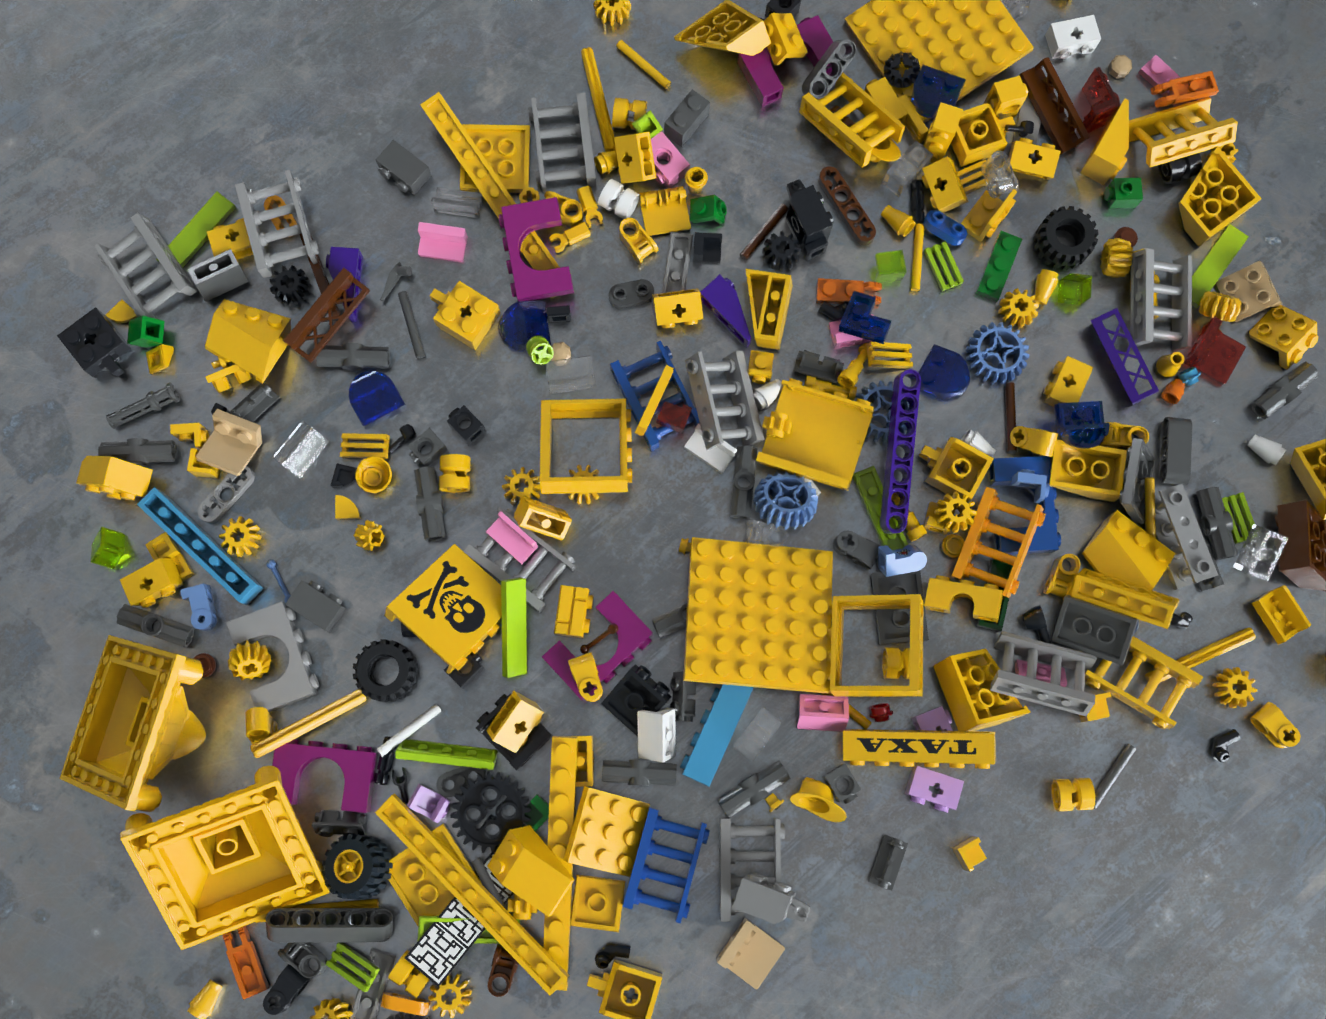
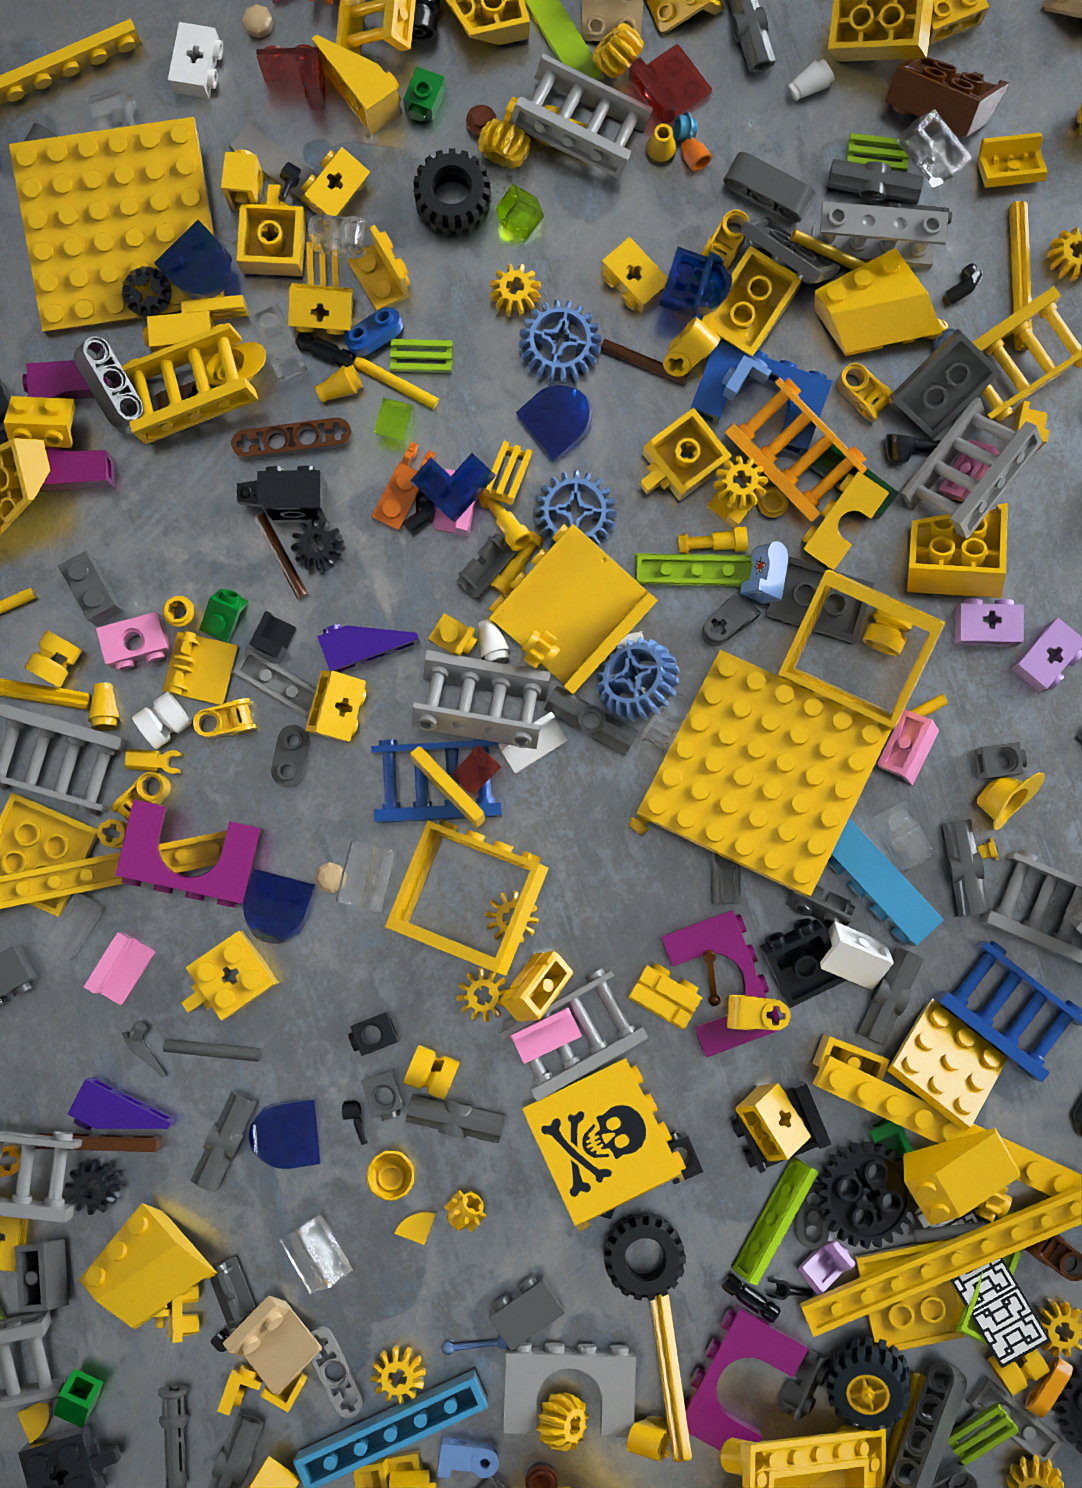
camera: 65 degrees left, 5 degrees up
(159, 357) = (117, 1392): yellow slope -> none
(320, 309) = (151, 1163): reddish brown fence -> none
(343, 476) = (372, 1213): black tile -> none
(372, 437) = (335, 1196): yellow tile -> none
(408, 730) = (727, 1255): white bar -> none
(514, 627) = (657, 1076): lime tile -> none
(542, 355) = (318, 902): lime wheel -> none
(558, 313) = (279, 858): black tile -> none
(570, 236) = (182, 800): yellow bar -> none
(597, 903) = (1021, 1109): yellow tile -> none
(635, 157) = (118, 676): yellow brick -> none
(647, 123) = (83, 643): lime slope -> none
(769, 305) = (383, 592): yellow wedge -> none
(815, 248) = (332, 503): black tile -> none
(880, 712) = (935, 677): red plate -> none
(907, 442) = (654, 515): dark purple beam -> none
(919, 747) = (999, 652): yellow brick -> none
(942, 130) = (254, 279): yellow arch -> none
(975, 440) = (661, 417): white cone -> none
(999, 266) = (450, 288): green plate -> none
(1045, 285) = (500, 245): yellow cone -> none
(1051, 108) = (277, 131): reddish brown fence -> none
(1115, 359) = (630, 204): dark purple fence -> none
(1124, 598) = (925, 331): yellow fence -> none

